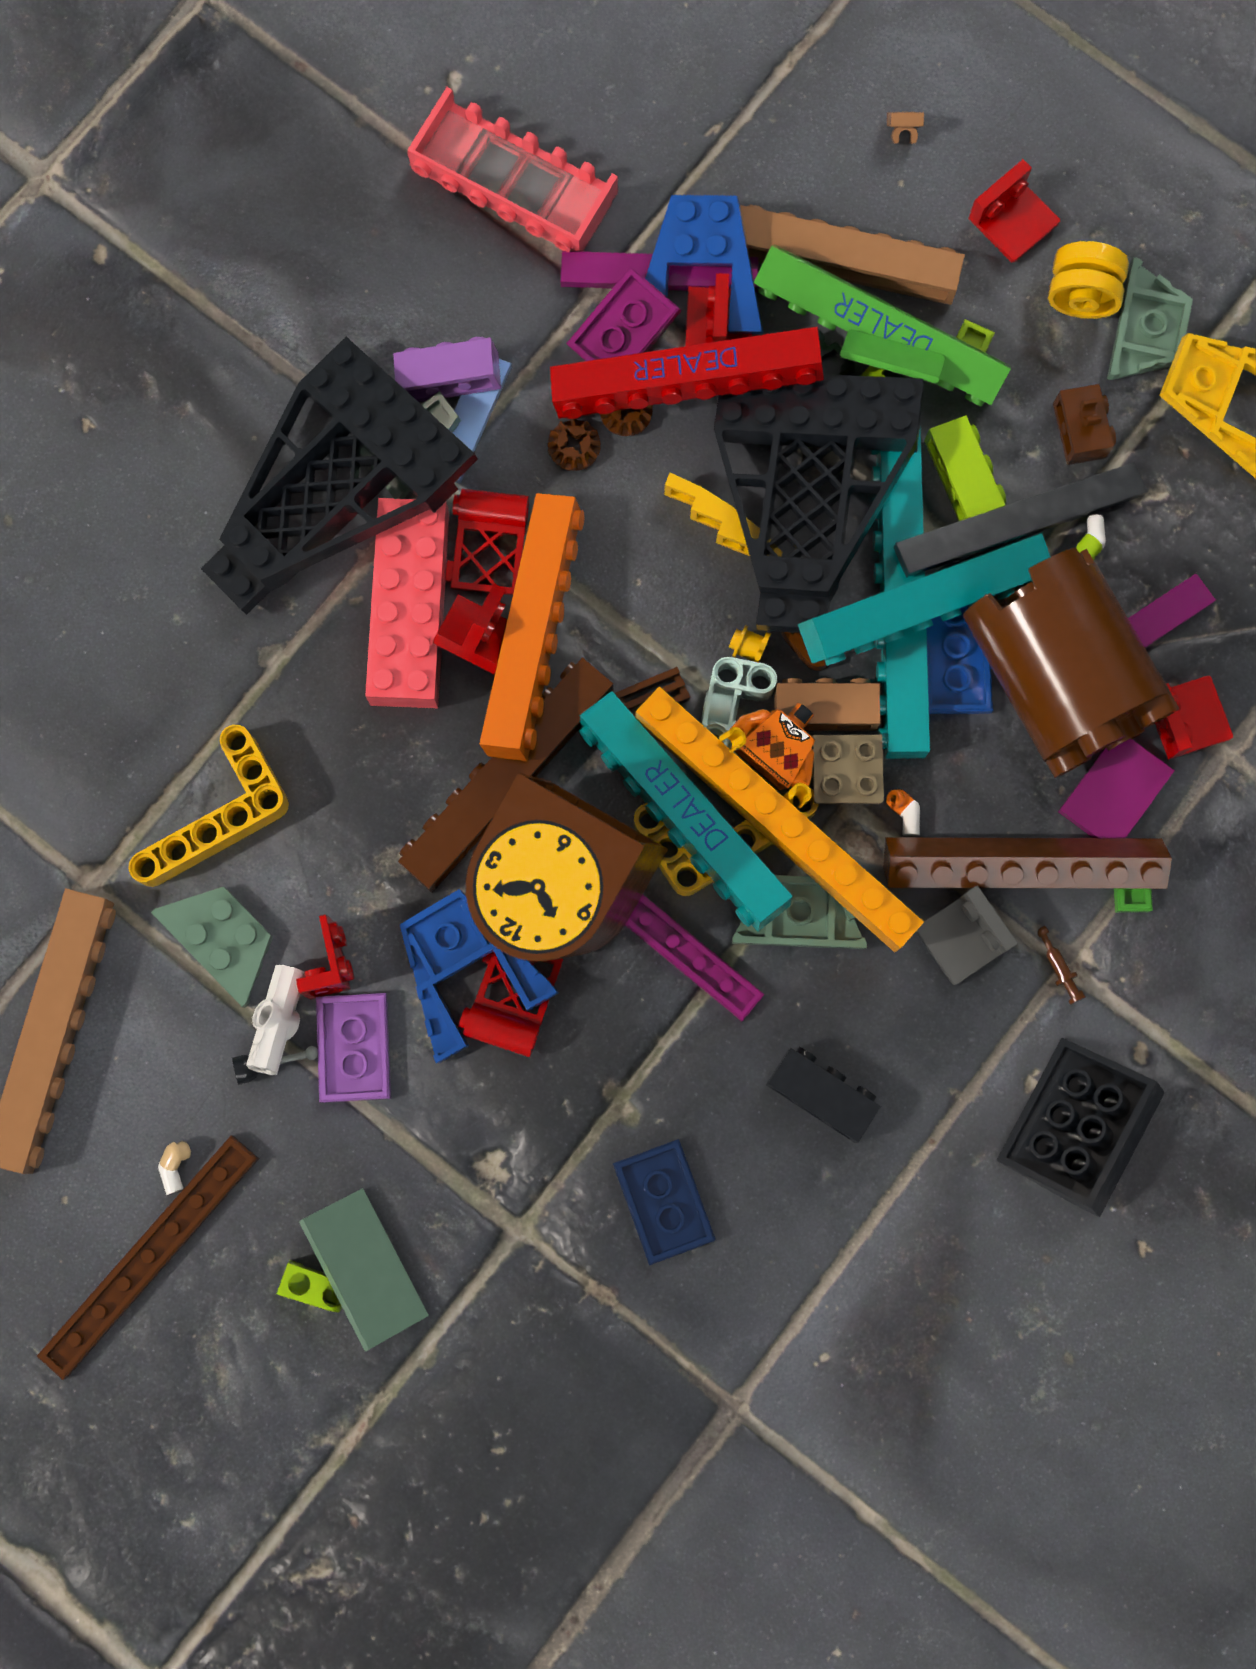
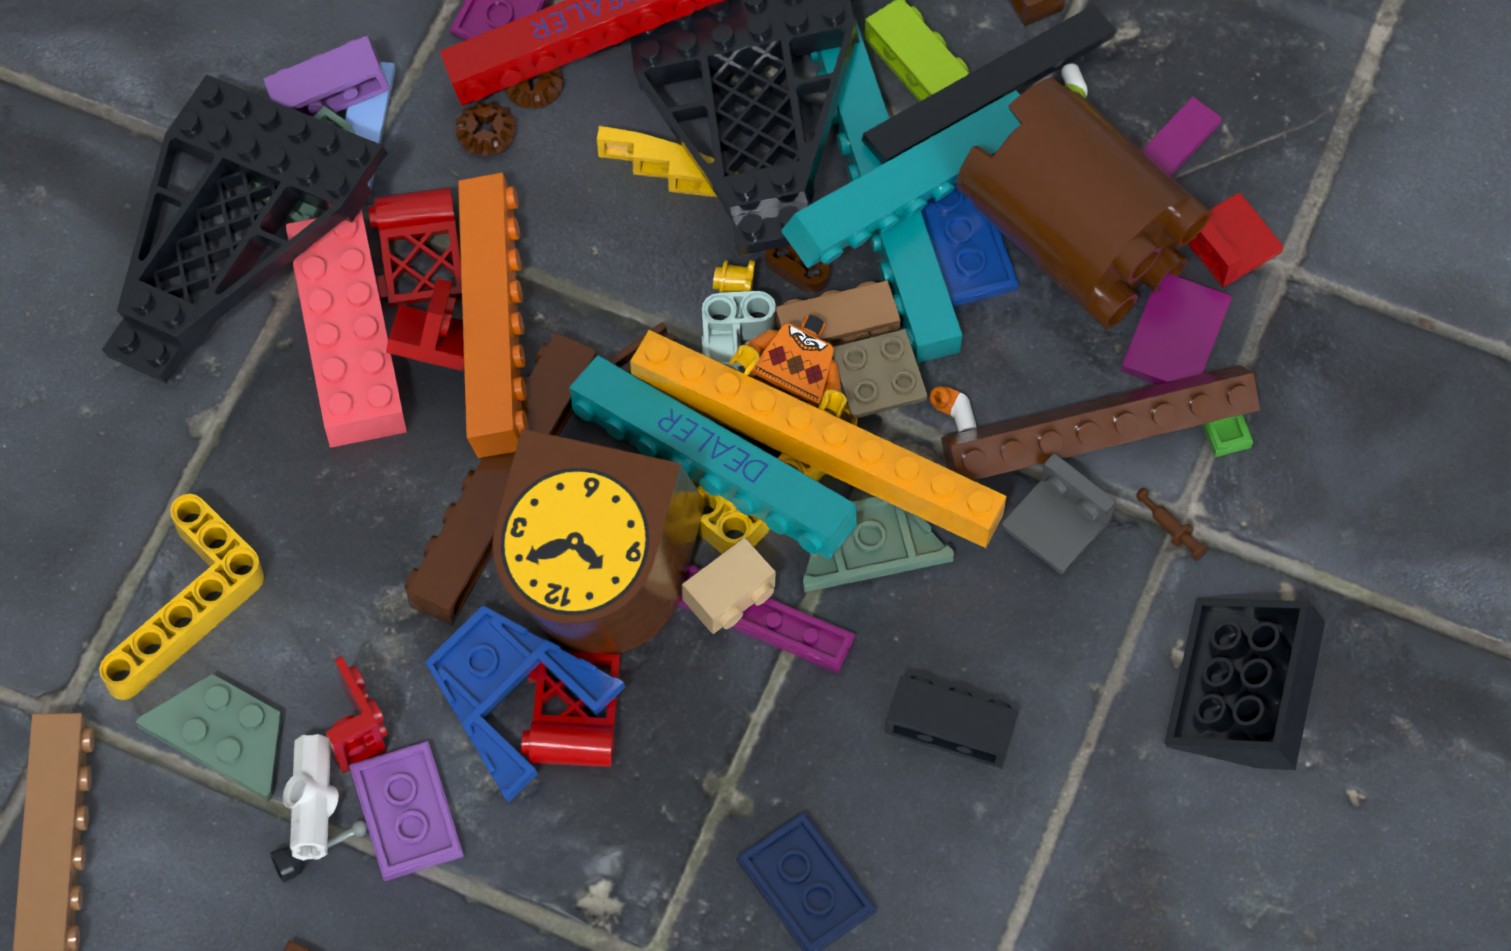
camera: 15 degrees left, 15 degrees down
(669, 928) = (729, 586): none -> tan brick

